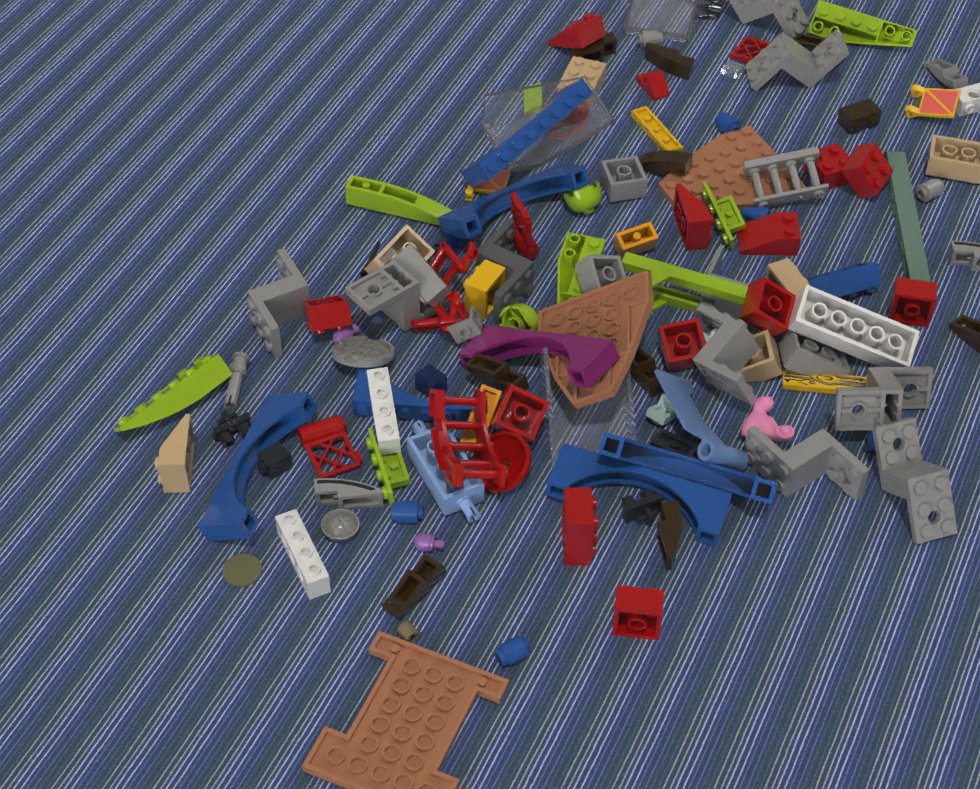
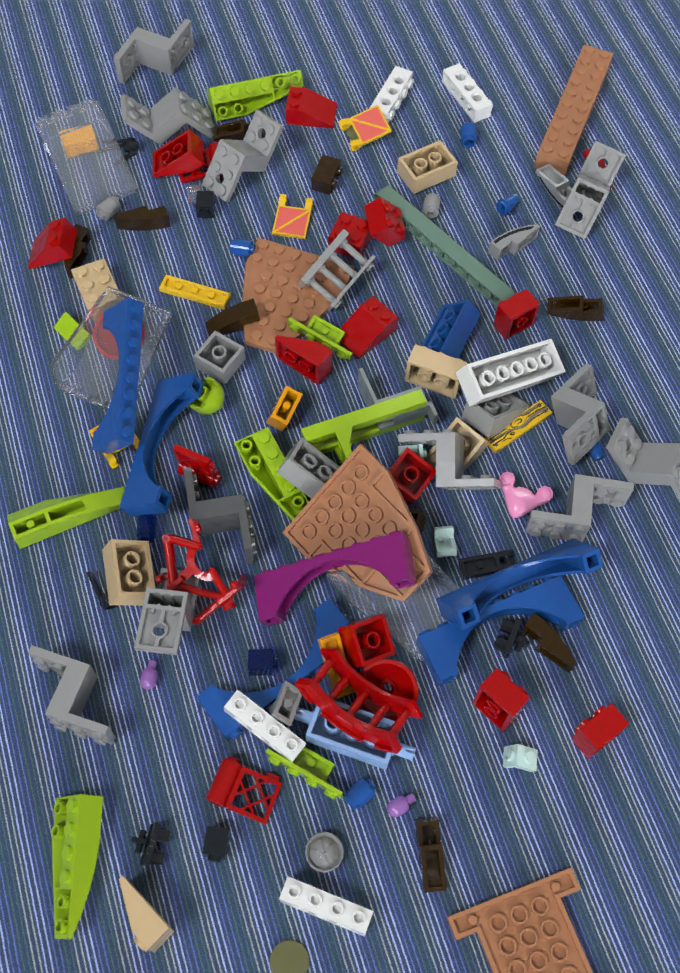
camera: 45 degrees left, 15 degrees up
(227, 514) = (234, 928): blue arch -> none
(239, 372) = (101, 788): light grey pin -> none
(327, 313) = (122, 672): red brick -> none
(347, 494) = (300, 821): light grey slope -> none
(363, 352) = (184, 682): light grey tile -> none
(408, 632) = (465, 896): dark tan axle -> none
(413, 410) = (286, 703): none -> light grey slope
(431, 286) = (175, 578): light grey brick -> none
(467, 328) = (247, 594): light grey bracket -> none
(482, 287) = (220, 545): yellow piece -> none
(495, 373) = (313, 618): dark brown slope -> none
(512, 651) = (547, 840): blue brick -> none
(519, 316) = (274, 551): lime cylinder -> none
(556, 586) = (520, 757): none -> light aqua bracket
(654, 84) = (151, 250): red slope -> none
(711, 448) = (521, 550): medium blue door -> none
(731, 79) = (205, 204): none -> black brick
(746, 35) = (179, 155): none -> red slope
(753, 213) = (340, 315): blue cone -> none
(767, 306) = (445, 399): red brick -> none
(793, 131) = (292, 220): none -> flag
(898, 64) = (309, 108): none -> red slope
(945, 74) = (349, 95): light grey slope -> none

